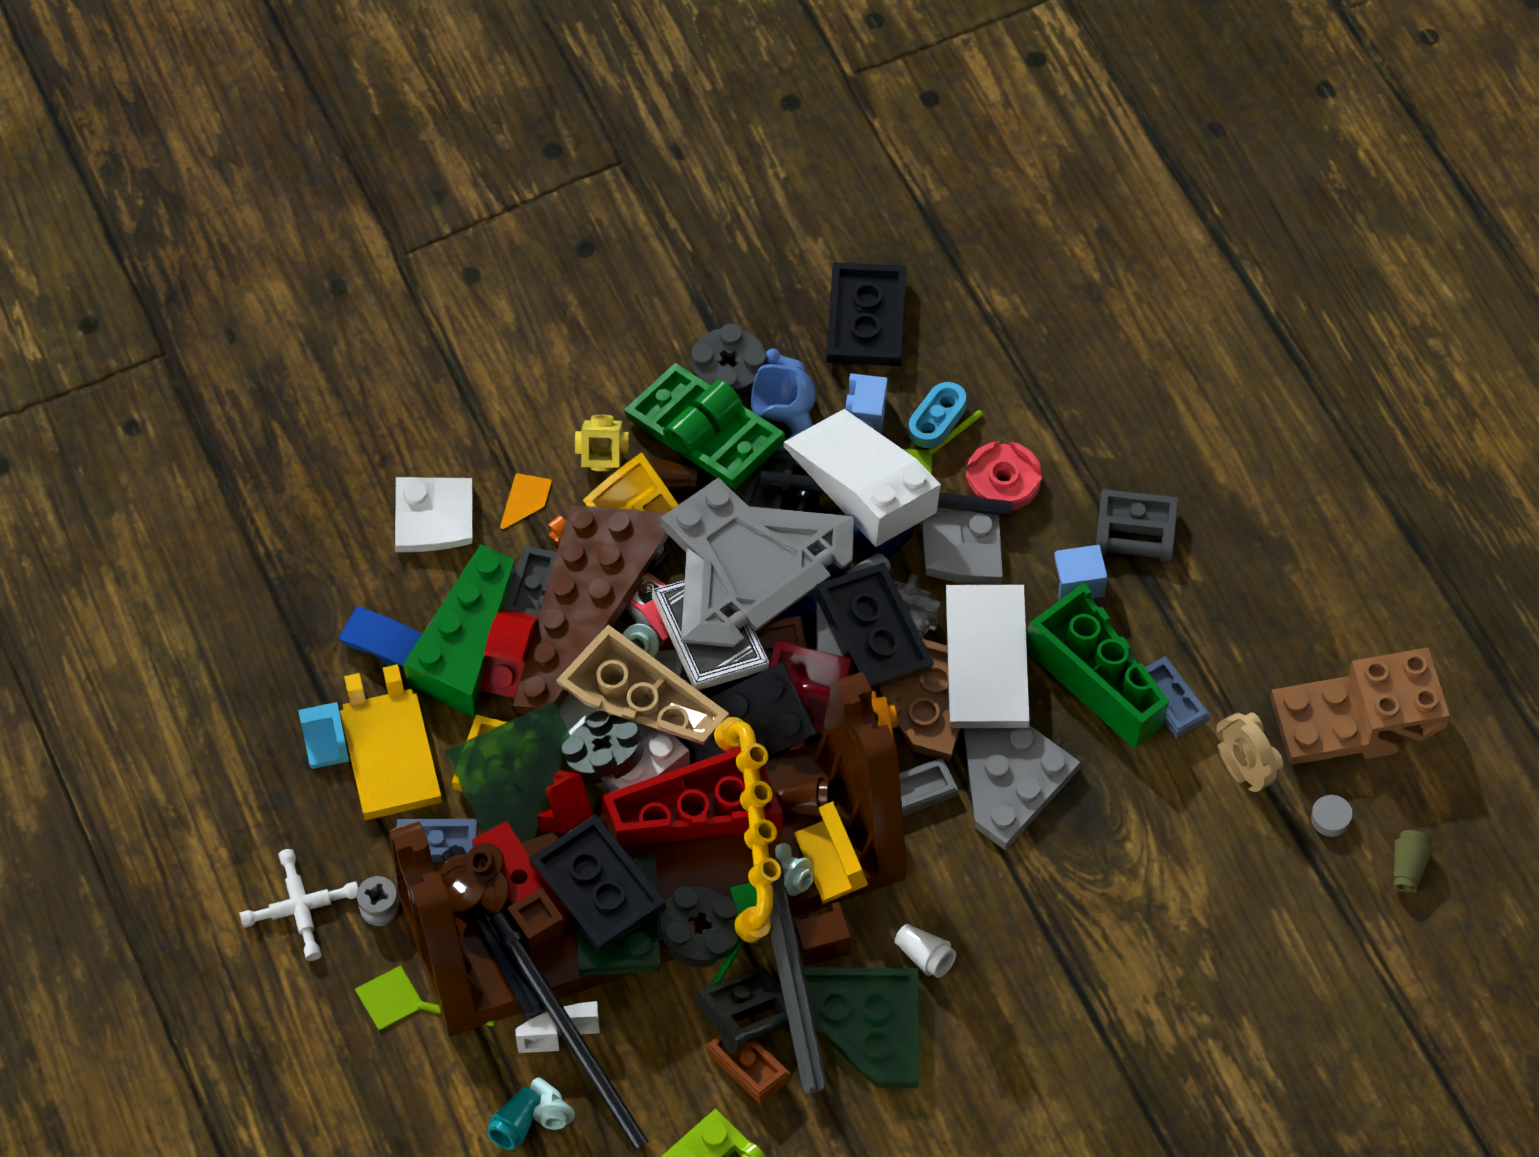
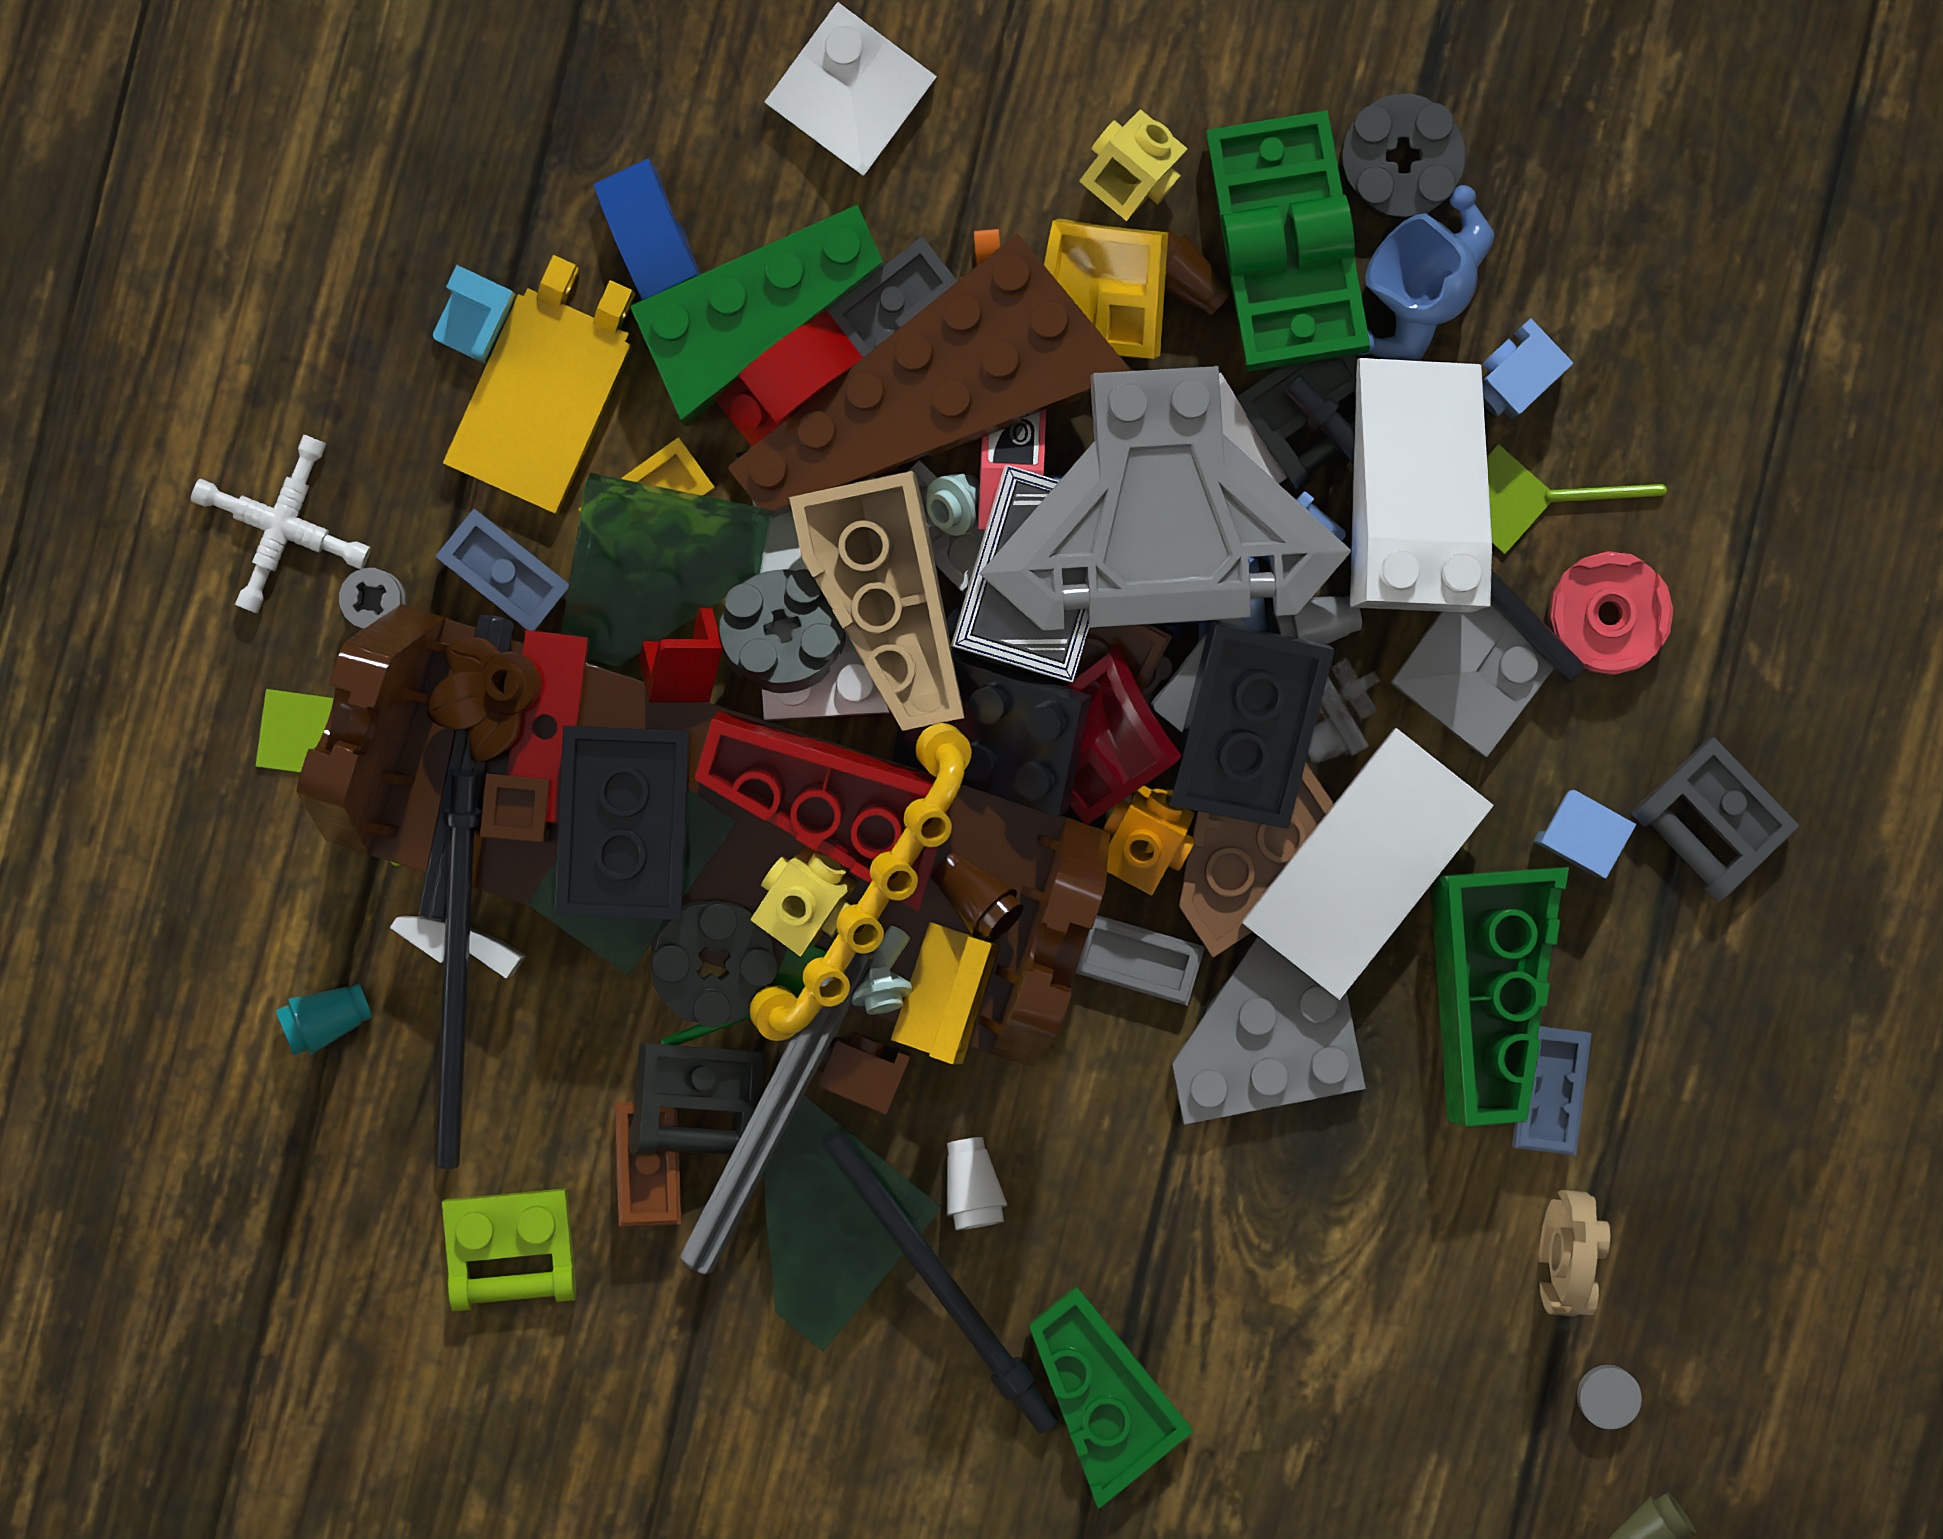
camera: 40 degrees right, 30 degrees up
(526, 497) = (988, 154): light orange sticker -> none
(552, 1110) = (375, 1043): light aqua plate -> none
(730, 868) = (803, 899): none -> light yellow brick
(866, 314) = (1637, 229): black plate -> none
(935, 417) = (1600, 457): medium azure plate -> none
(1026, 1026) = (1009, 1374): none -> black bar
(1081, 998) = (1105, 1395): none -> green wing
(1363, 710) = (1761, 1304): medium nougat piece -> none

